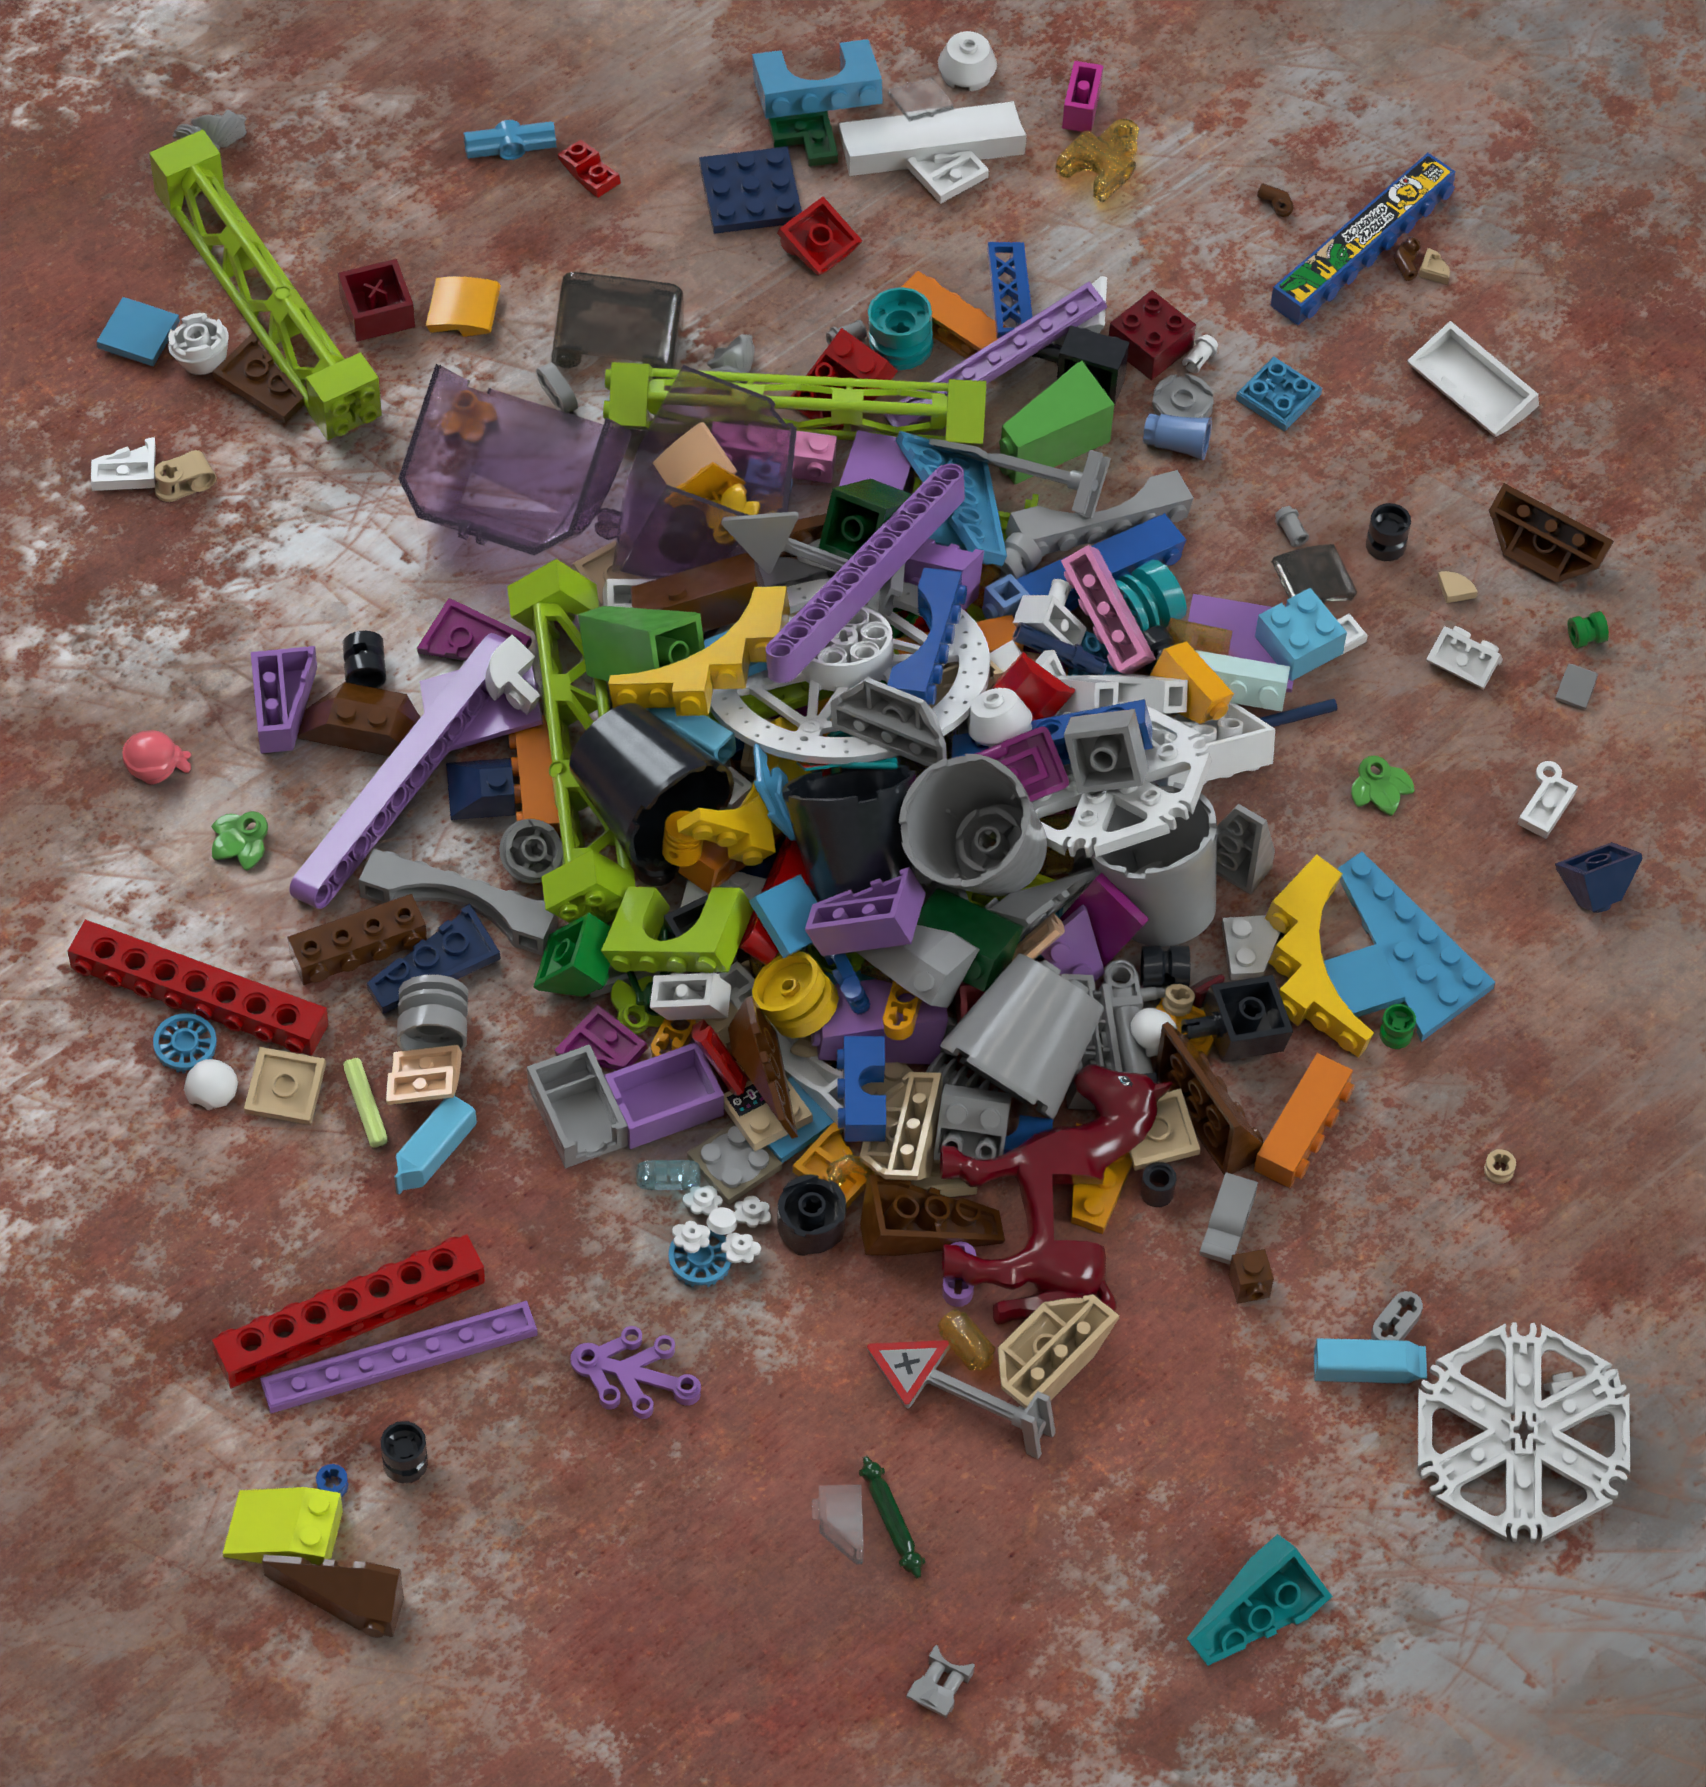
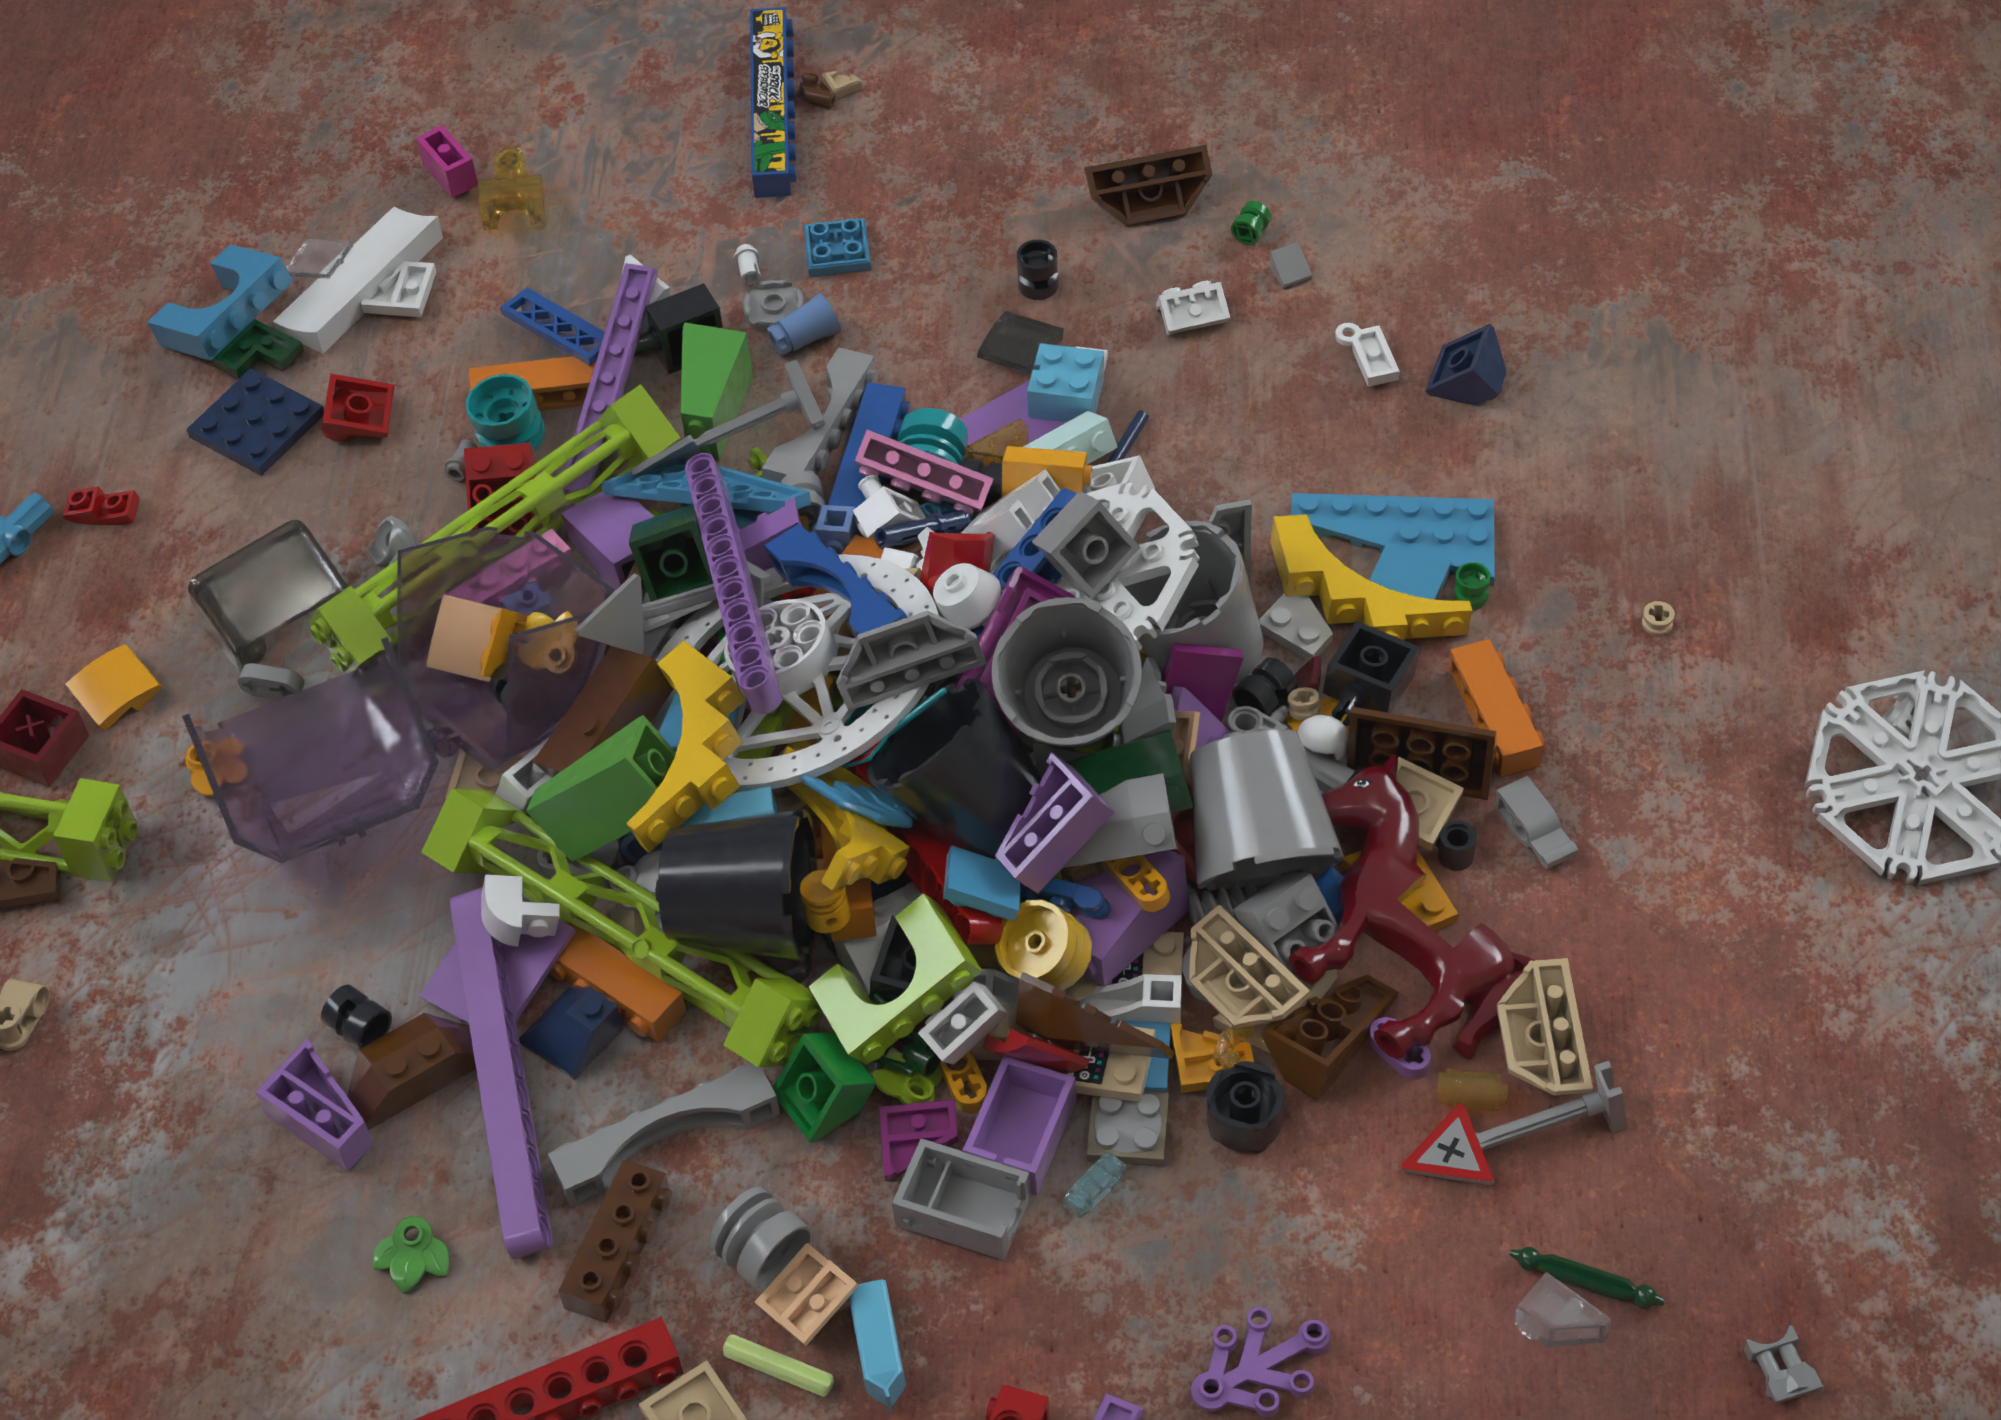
camera: 40 degrees left, 5 degrees down
(154, 756) = (256, 1256): coral hat -> none
(452, 951) = (703, 1185): dark blue wing -> none
(460, 630) = (416, 925): magenta wing -> none
(530, 850) = (682, 1038): light grey cone -> none
(700, 1262) = (1194, 1224): dark azure wheel -> none
(722, 1222) = (1181, 1180): white plant -> none
(863, 1113) = (1201, 988): blue arch -> none
(967, 61) = (324, 205): white cone -> none
(1155, 334) = (699, 263): dark red brick -> none
(1251, 1276) = (1605, 847): reddish brown brick -> none
(1264, 1596) = (1911, 1056): teal wedge -> none
(1279, 198) = (674, 123): reddish brown arm -> none
(1288, 520) = (960, 323): light grey pin -> none
(1369, 1361) = (1754, 832): medium azure piece -> none
(1381, 789) = (1245, 439): bright green plate -> none
(1391, 1316) = (1726, 788): light grey beam -> none
(1456, 587) = (1124, 270): tan tile -> none
(1474, 380) = (964, 129): white slope -> none

